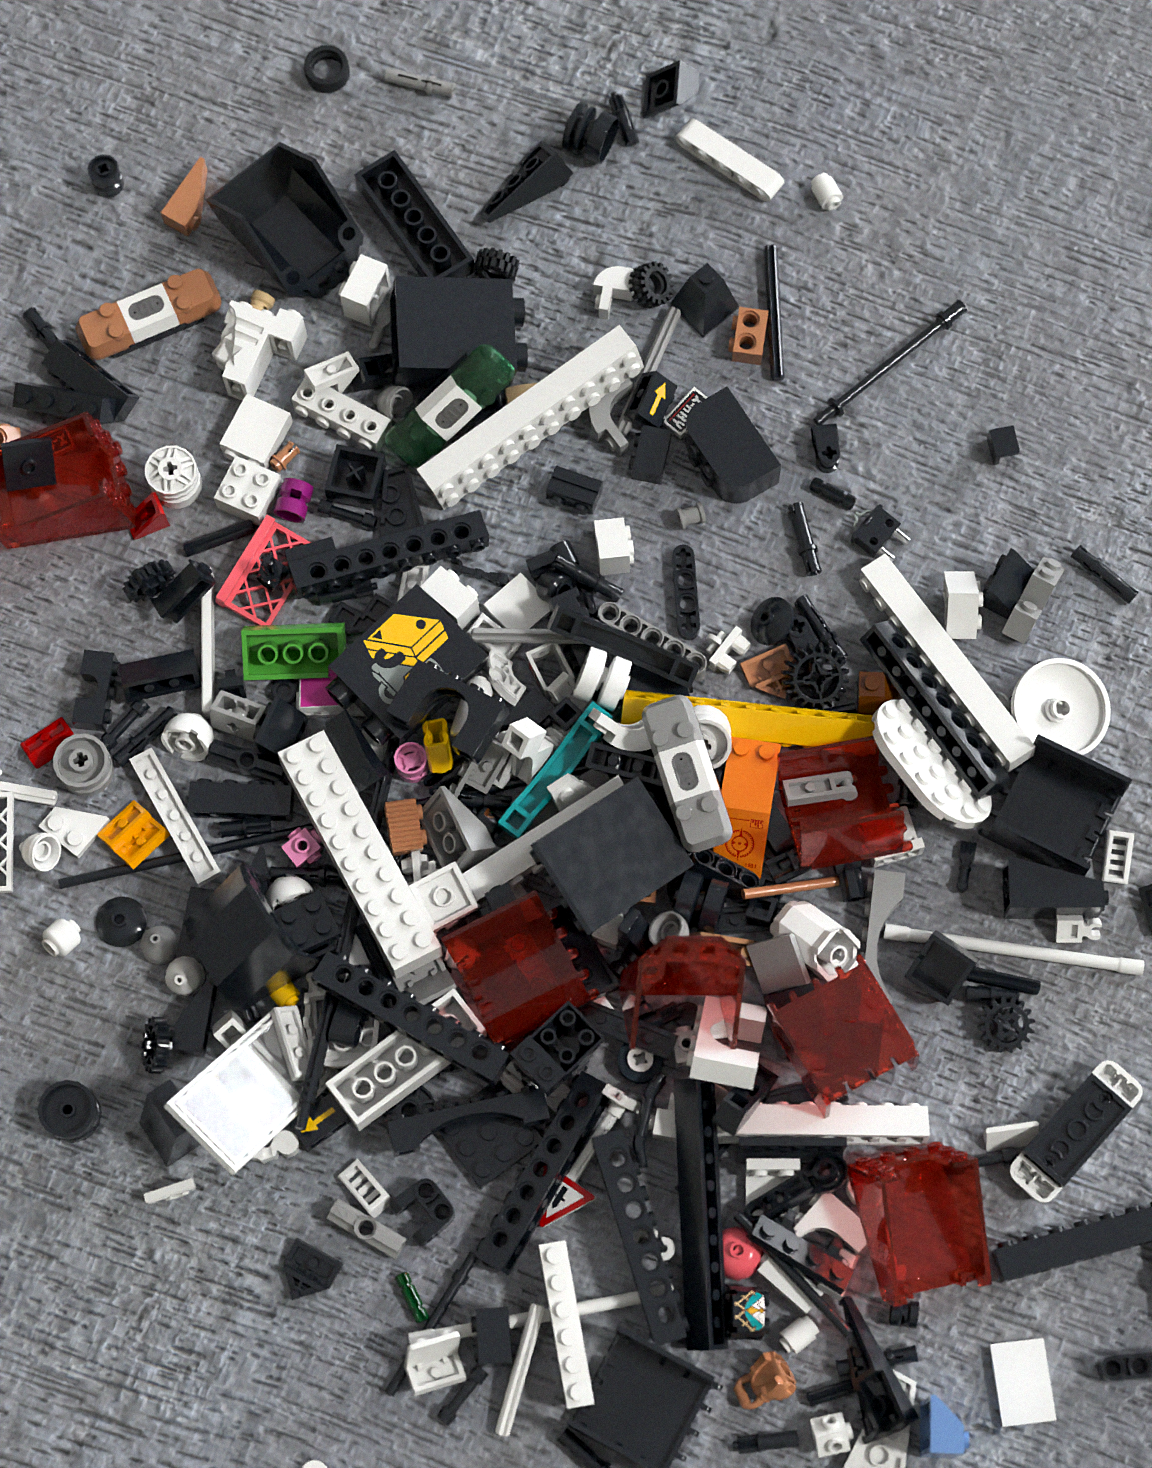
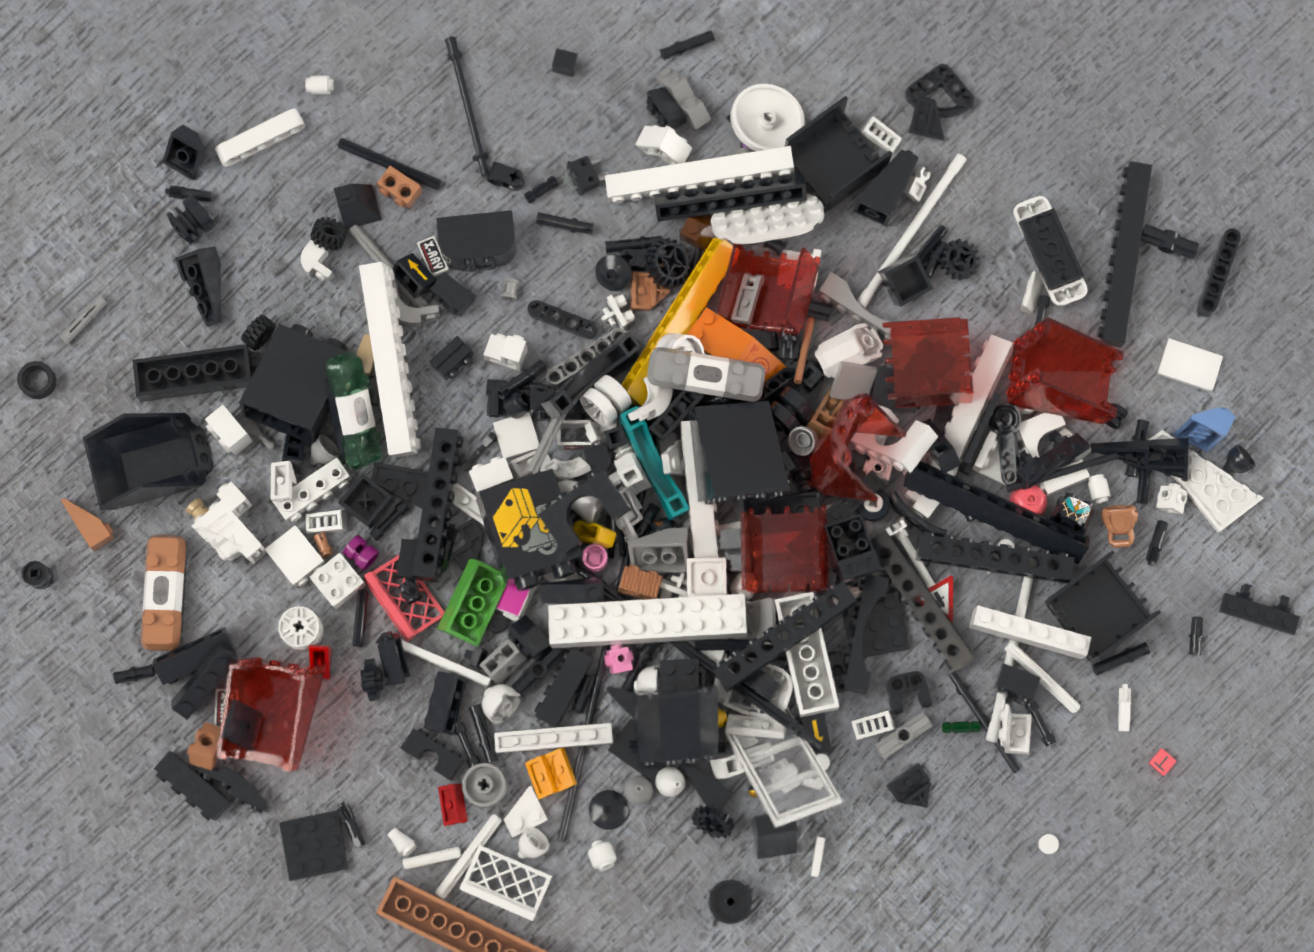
camera: 70 degrees left, 5 degrees up
(319, 462) = (337, 525): none -> white slope
(966, 856) = (835, 229): black piece -> none

